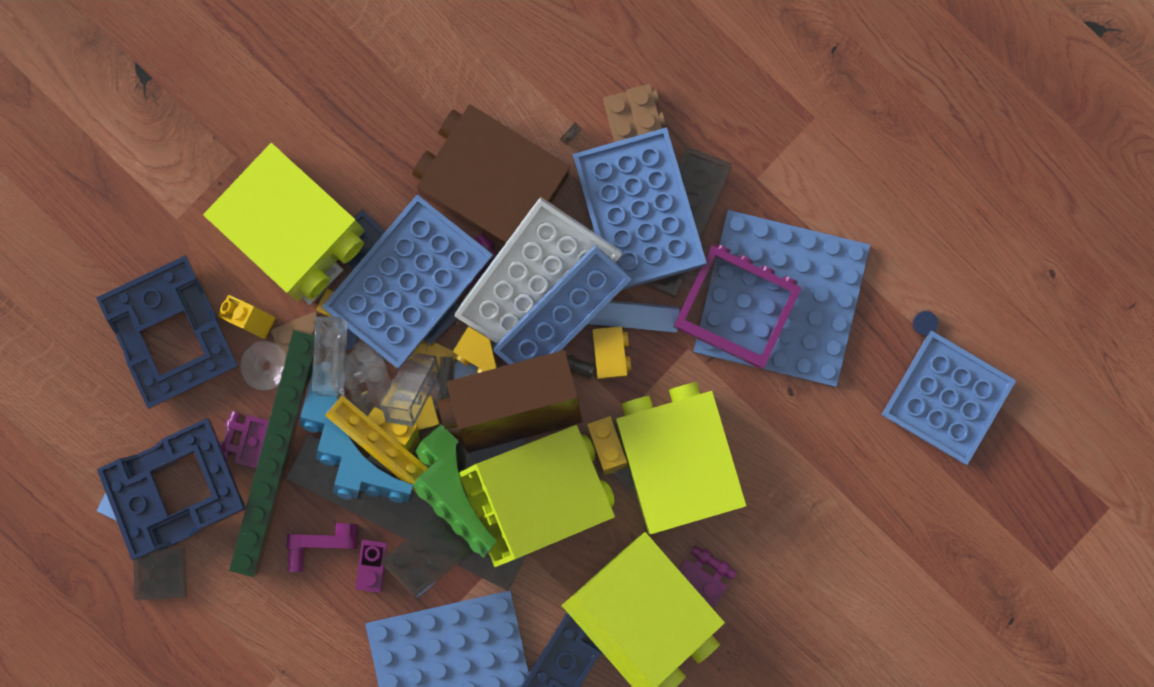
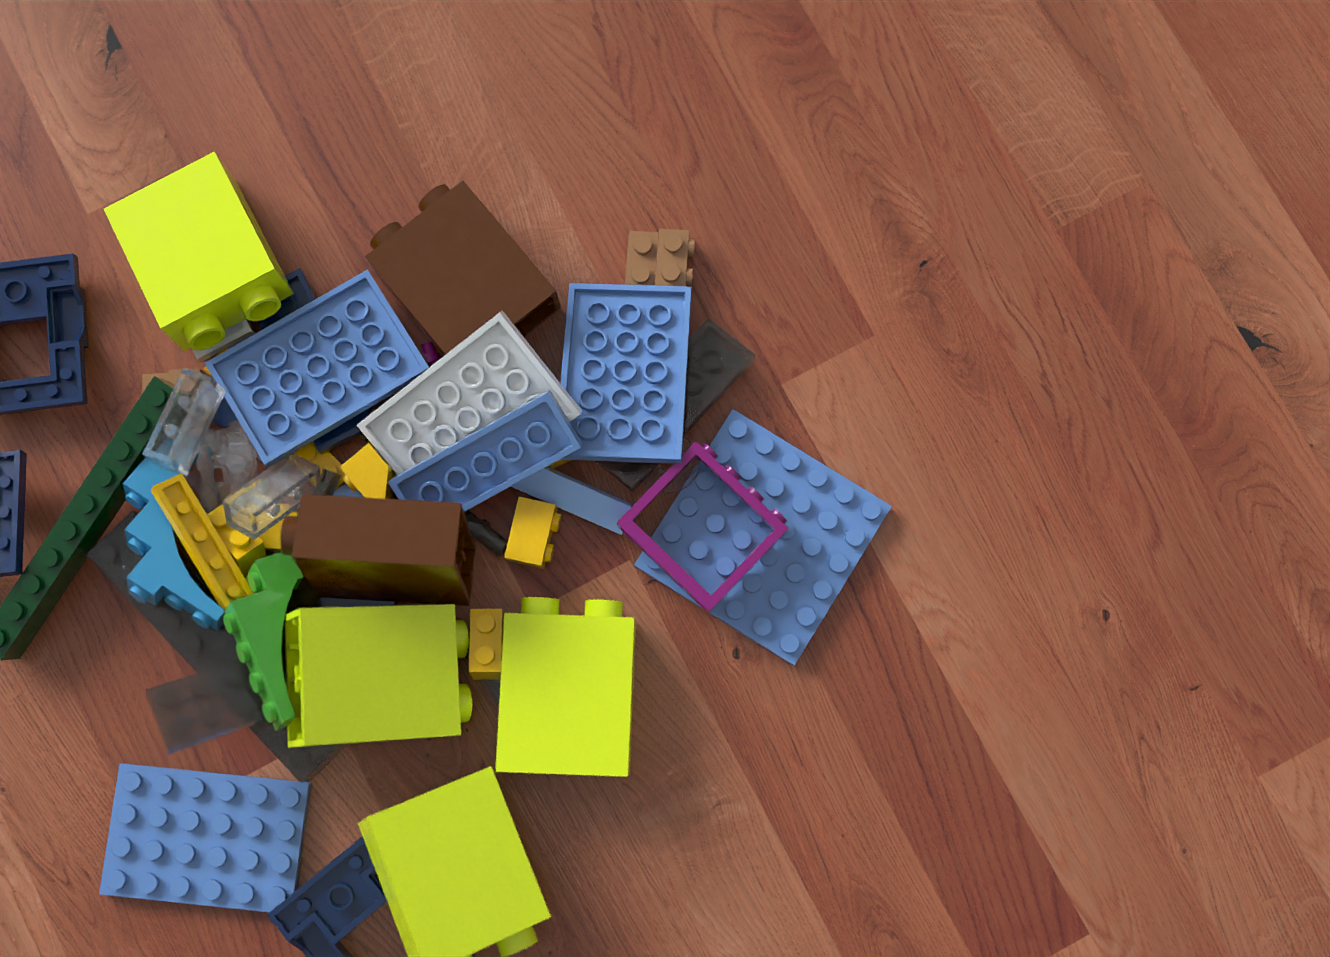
camera: 25 degrees right, 5 degrees down
(246, 316) = (119, 349): yellow slope -> none
(251, 439) = (64, 493): magenta plate -> none
(252, 365) = (107, 406): clear dish -> none
(344, 537) = (134, 650): magenta beam -> none
(370, 569) = (136, 707): magenta slope -> none
(570, 133) = (576, 259): clear smoke tile -> none
(707, 586) = (545, 853): magenta plate -> none
(924, 323) = (929, 624): dark blue tile -> none
(948, 397) = (928, 726): medium blue plate -> none

